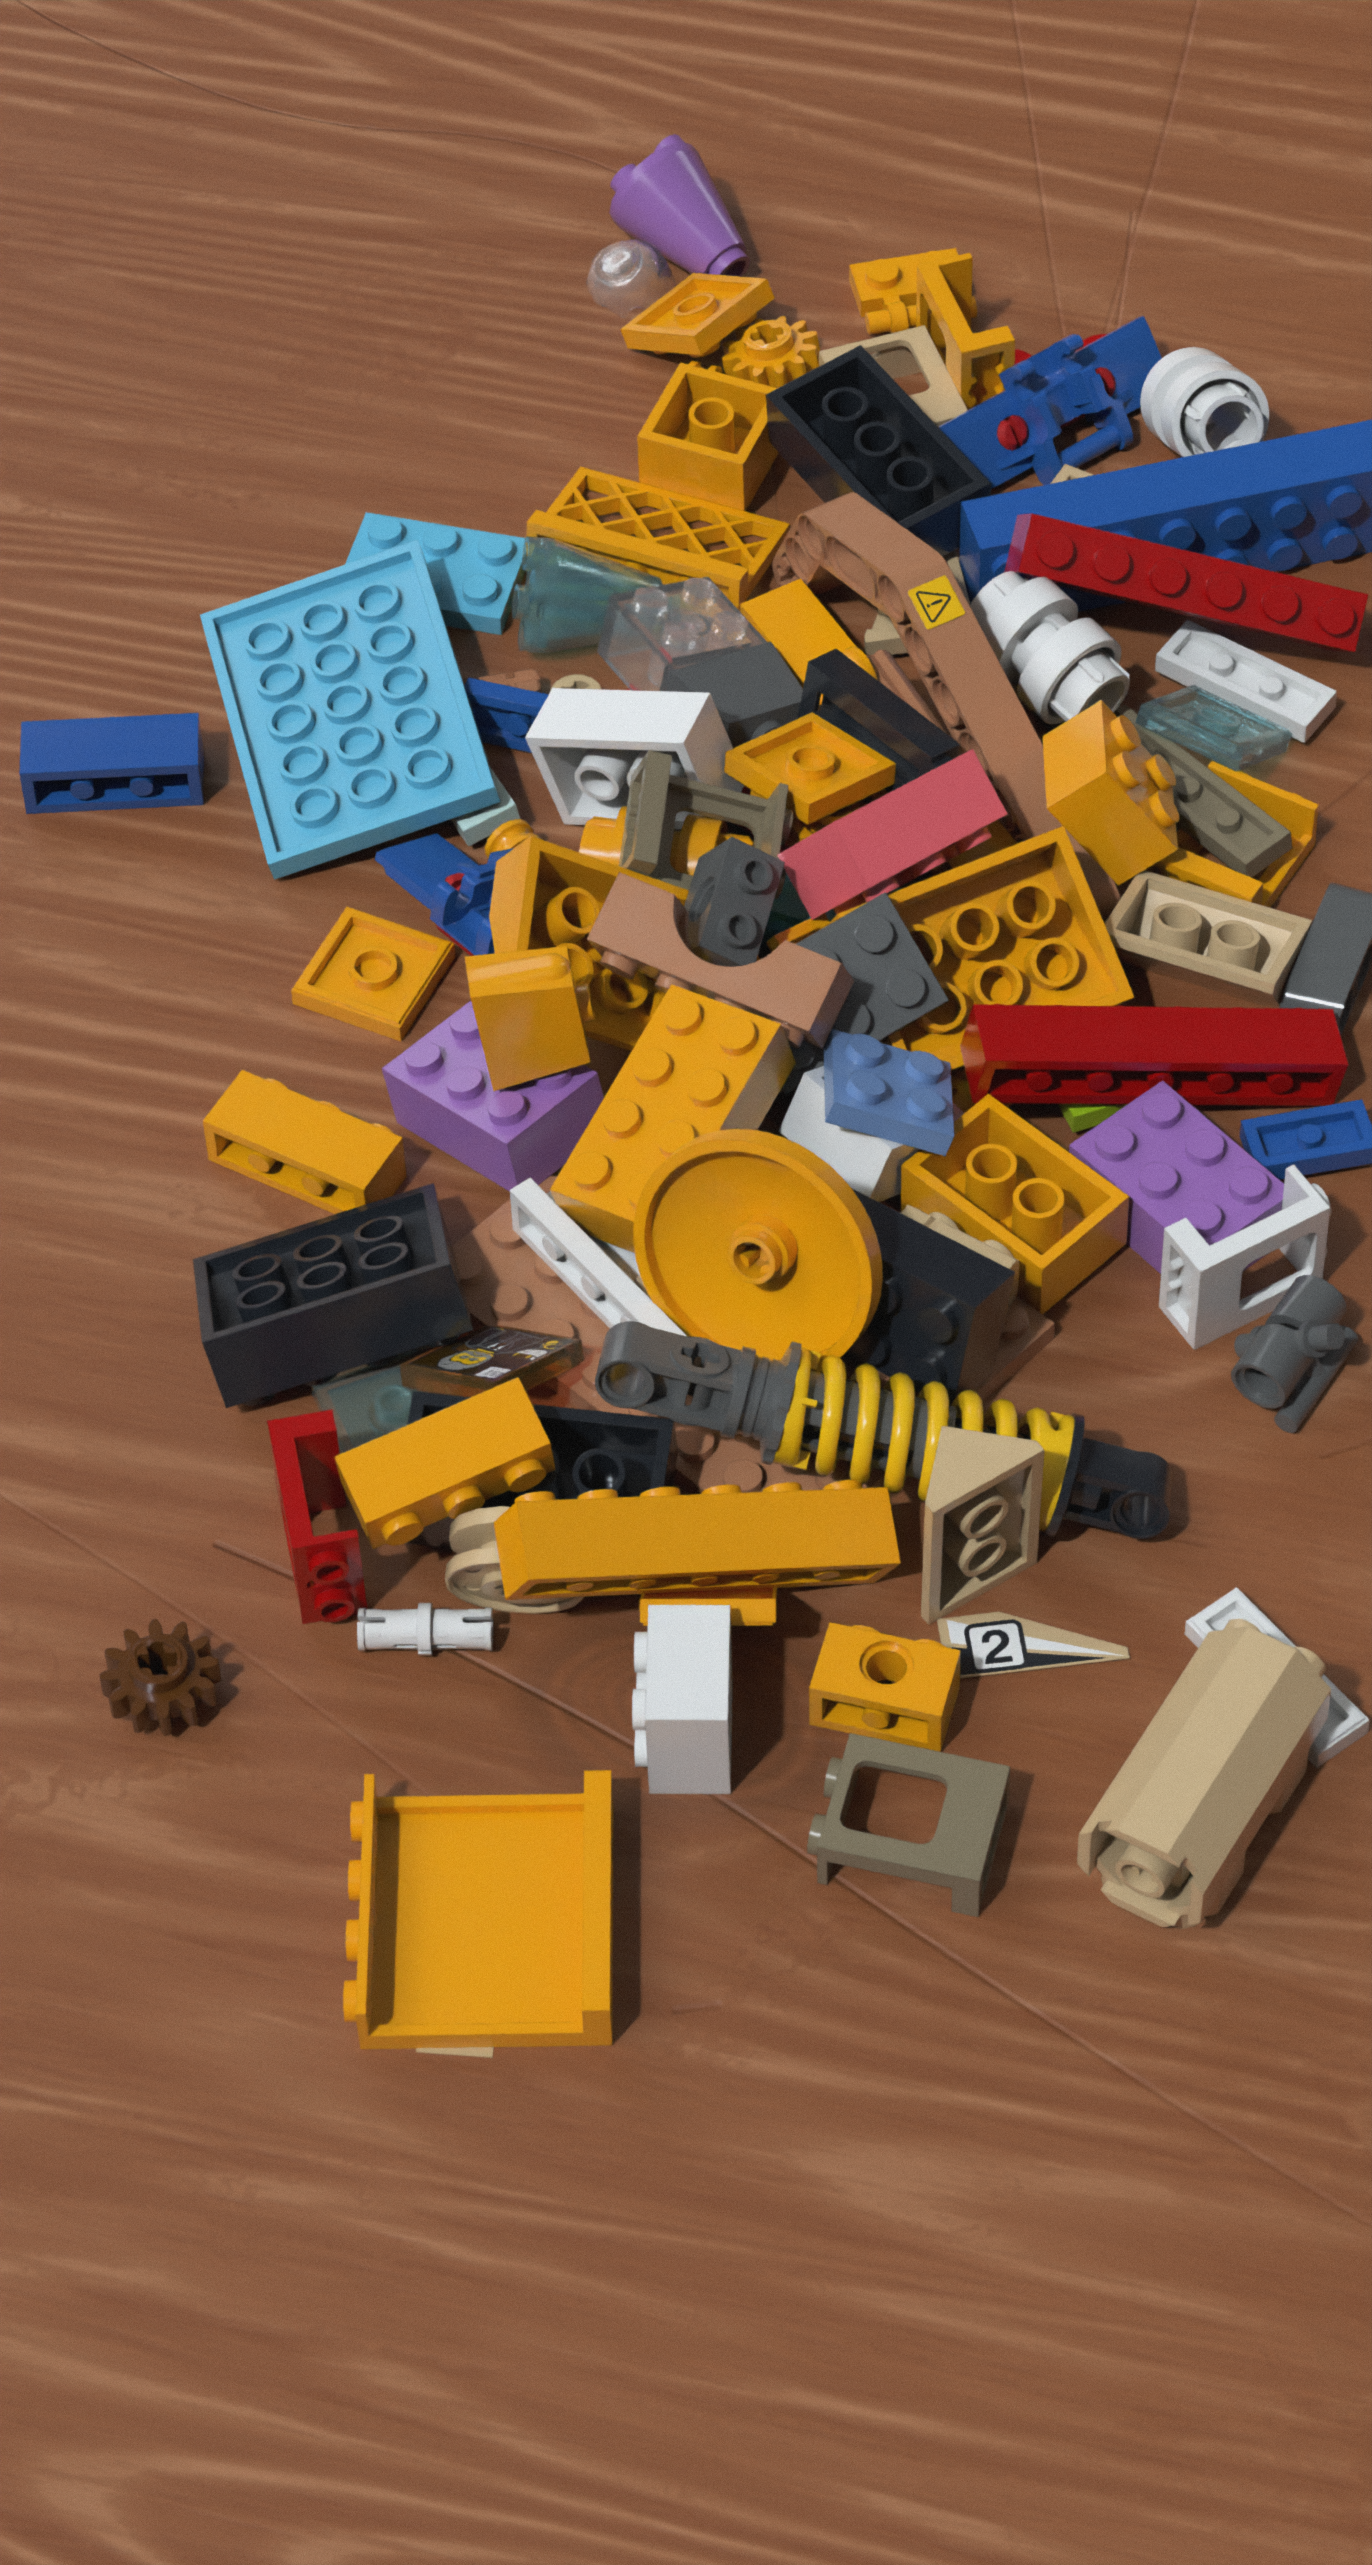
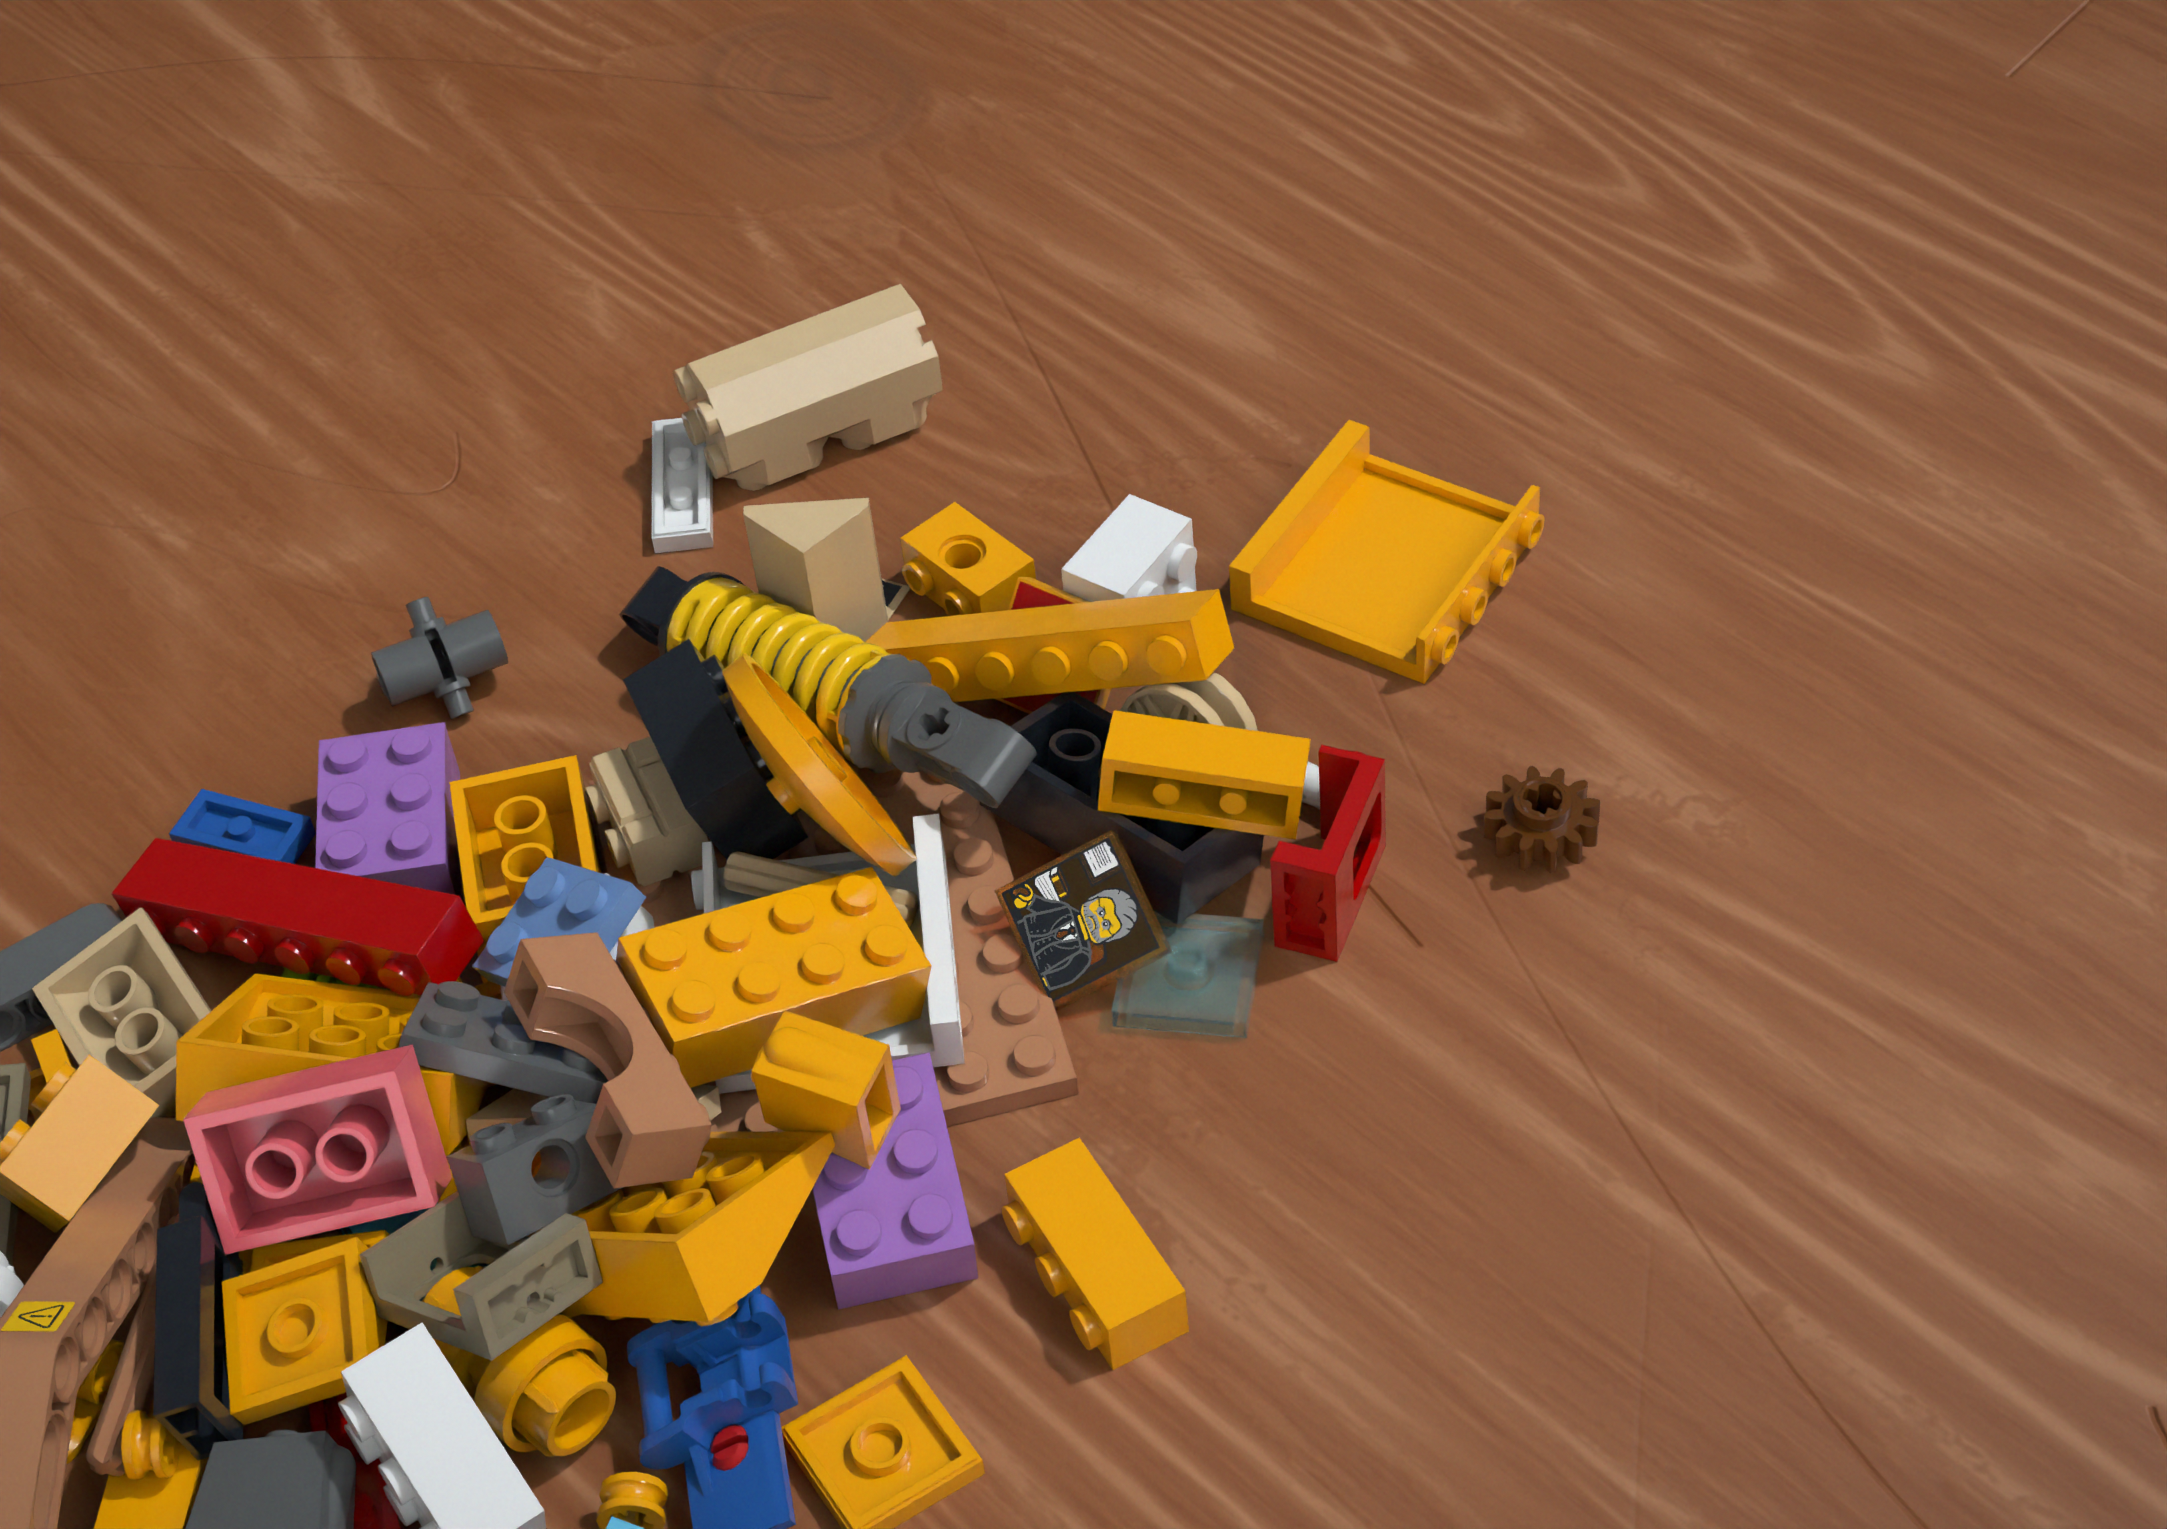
camera: 145 degrees left, 5 degrees down
(330, 1297) = (1176, 1071): black slope -> none
(965, 1834) = (1007, 437): dark tan window -> none
(1204, 1281) = (454, 688): white window -> none

